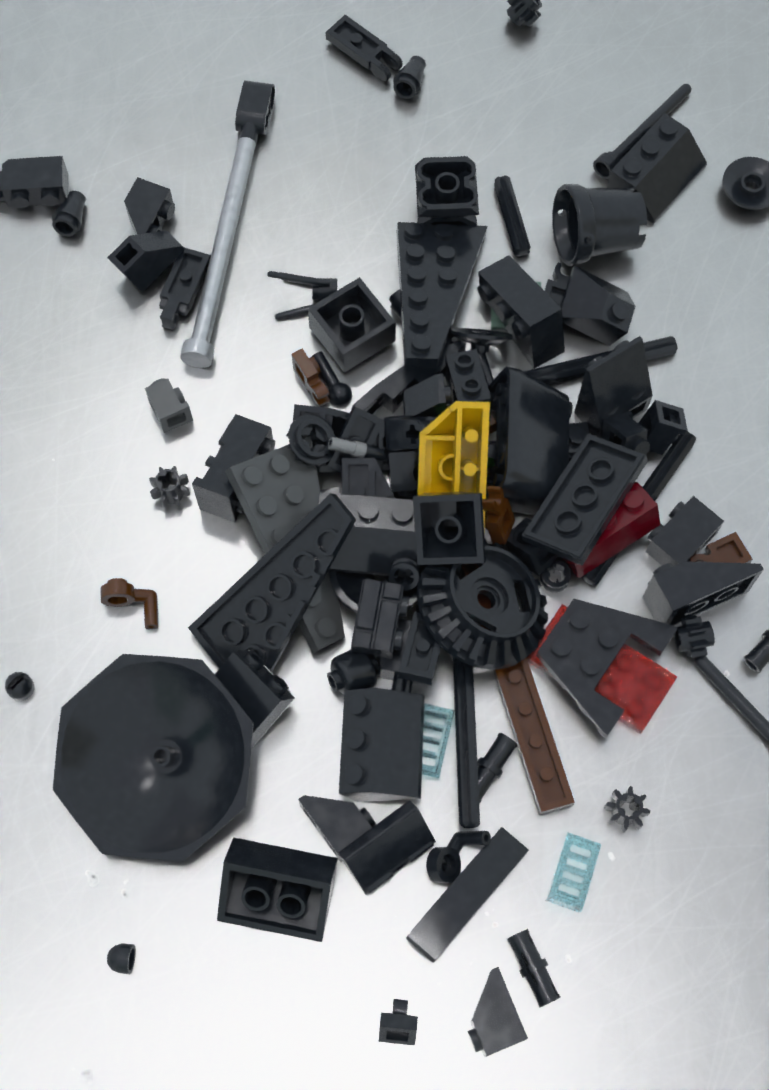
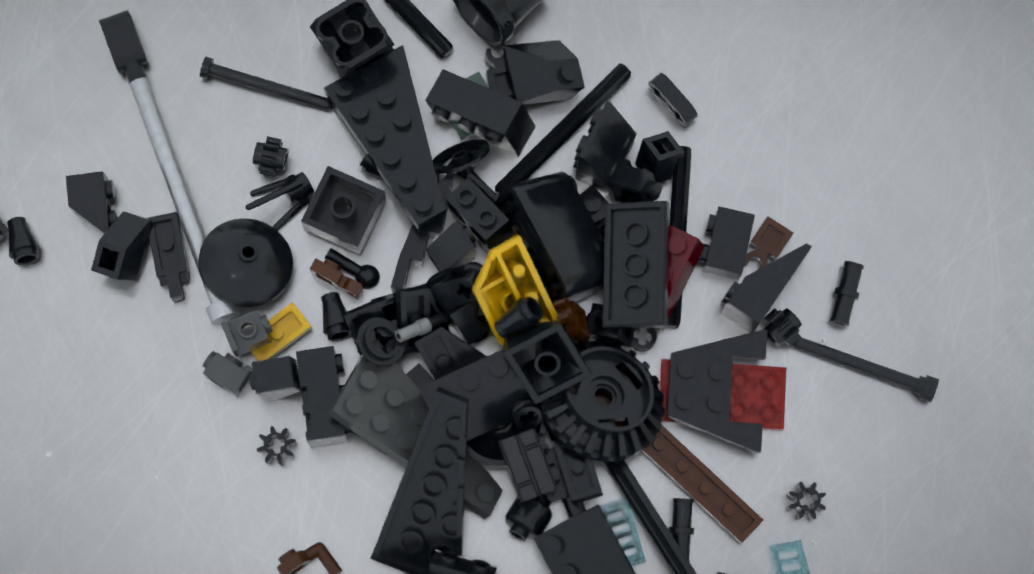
camera: 35 degrees left, 10 degrees up
(201, 422) = (275, 378): none -> black slope
(203, 376) = (243, 343): none -> dark grey brick
(230, 396) = (287, 328): none -> yellow plate
(238, 335) = (243, 279): none -> black dish
(283, 413) = (333, 320): none -> black cone
(312, 163) = (209, 68): none -> black bar
(317, 252) = (270, 156): none -> black gear
(449, 477) = (521, 316): none -> black cone
(703, 389) = (673, 99): none -> black beam

